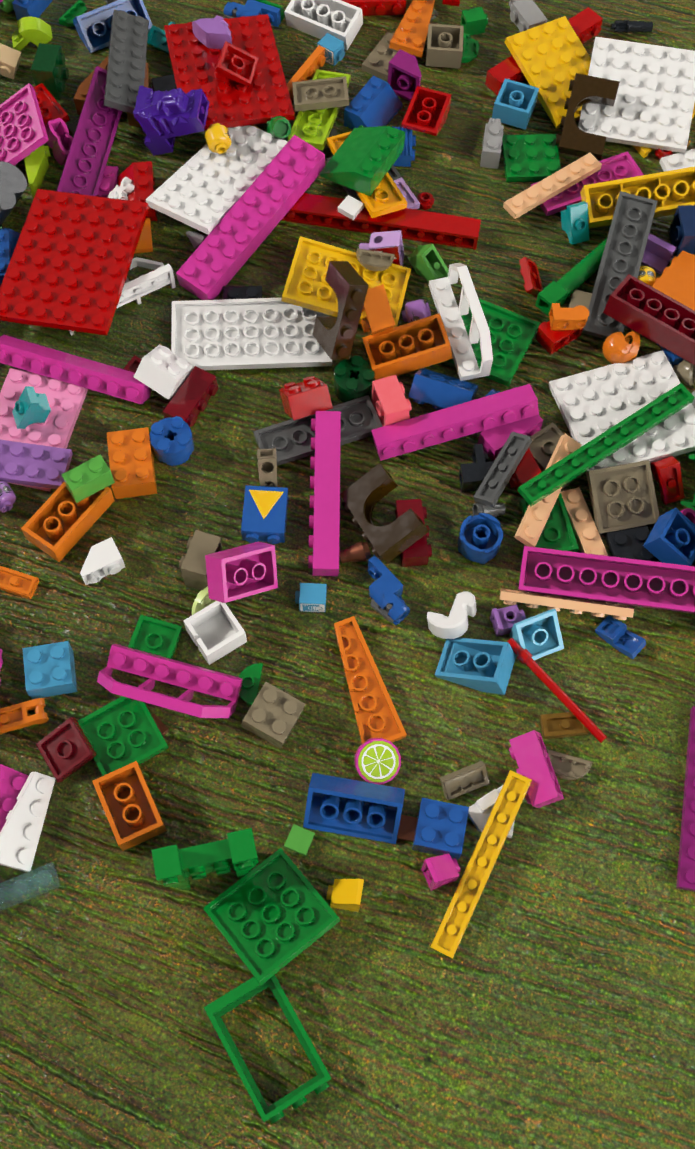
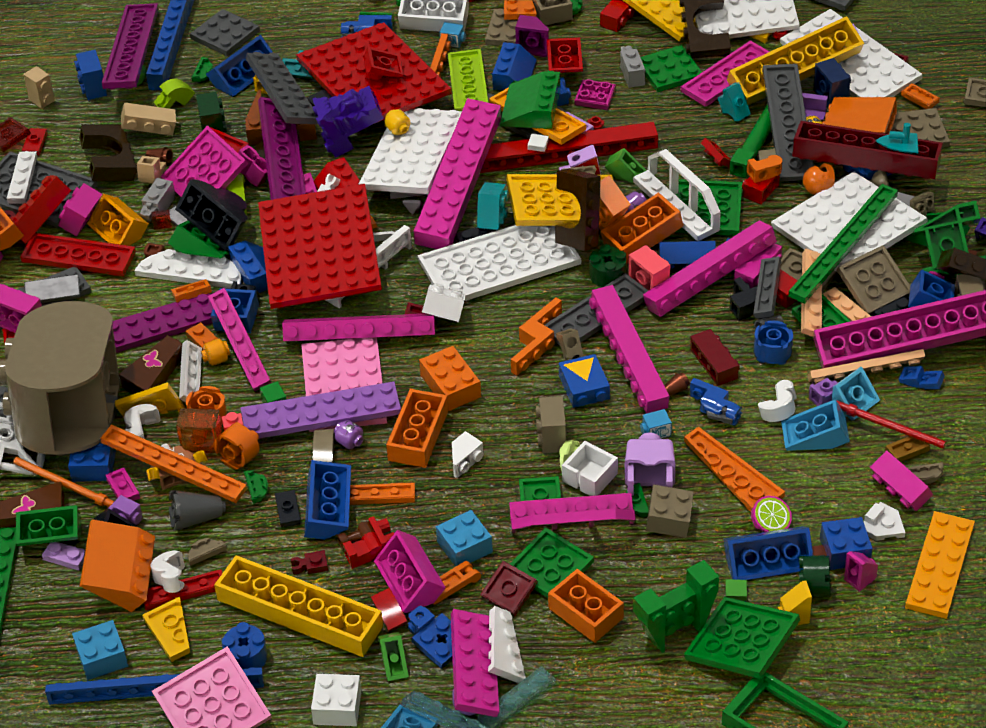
camera: 15 degrees left, 20 degrees down
(30, 408) = (343, 361): teal brick -> none
(88, 478) = (427, 389): bright green brick -> none
(171, 440) = (477, 351): blue brick -> none
(192, 396) = (475, 320): dark red brick -> none
(212, 32) = (347, 46): medium lavender piece -> none
(241, 571) = (592, 416): dark pink brick -> none
(243, 441) = (536, 336): none -> orange bracket
(267, 269) = (491, 205): none -> teal brick
(279, 127) = (443, 101): green piece -> none
(279, 646) = (649, 462): none -> lavender piece
(305, 397) = (575, 286): red brick -> none
(320, 94) = (465, 67): dark tan plate -> none
(361, 499) = (699, 362): dark brown arch -> none
(385, 864) = (817, 574): none -> dark green brick
(441, 165) = (595, 94): none -> dark pink tile
(464, 780) = (848, 506): dark tan plate -> none
(481, 864) = (890, 555): yellow tile -> none
(515, 103) = (637, 31): dark azure brick -> none
(532, 892) = (940, 565): none -> light orange plate
(552, 185) = (700, 81): light nougat plate -> none
(668, 475) = (904, 254): red plate -> none

